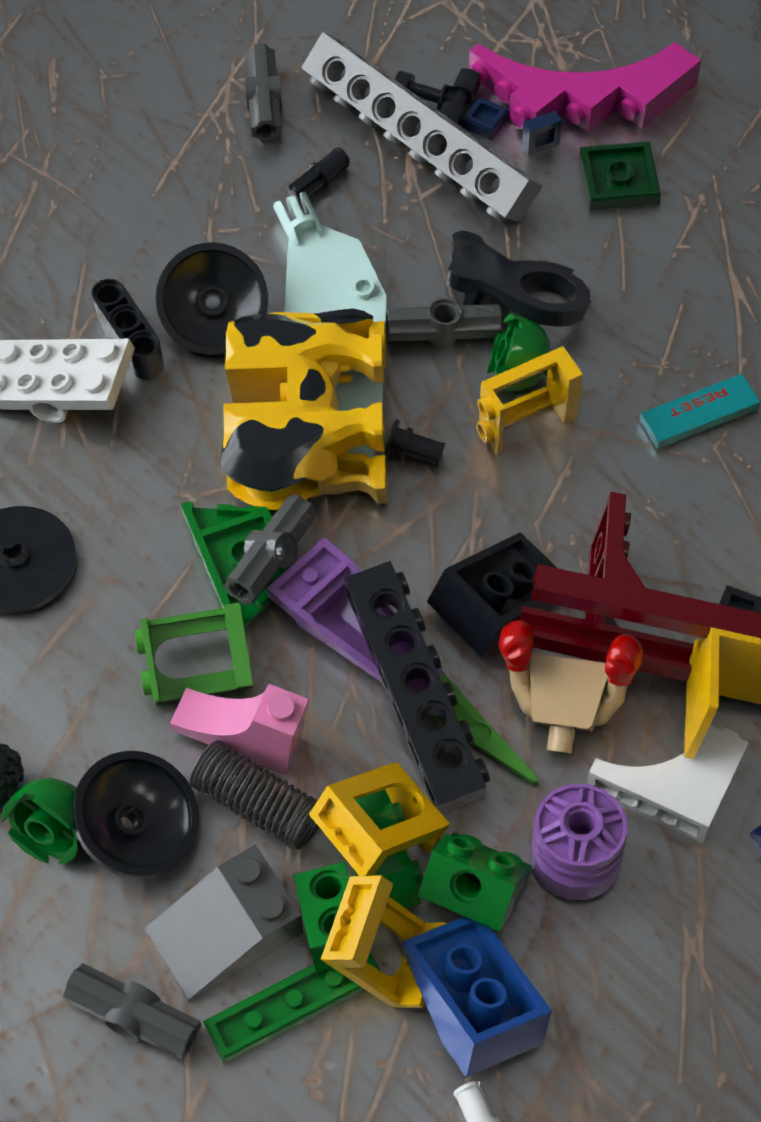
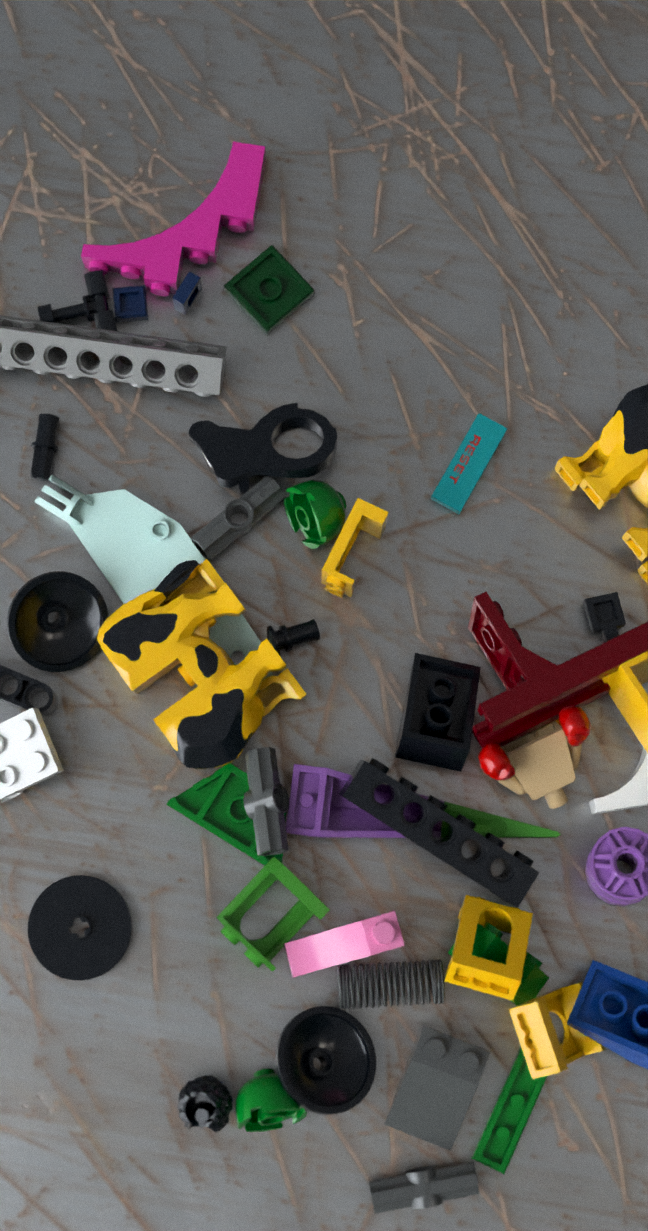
camera: 40 degrees left, 20 degrees up
(317, 911) = (499, 1038): green brick -> none
(500, 876) = (576, 939): green brick -> none

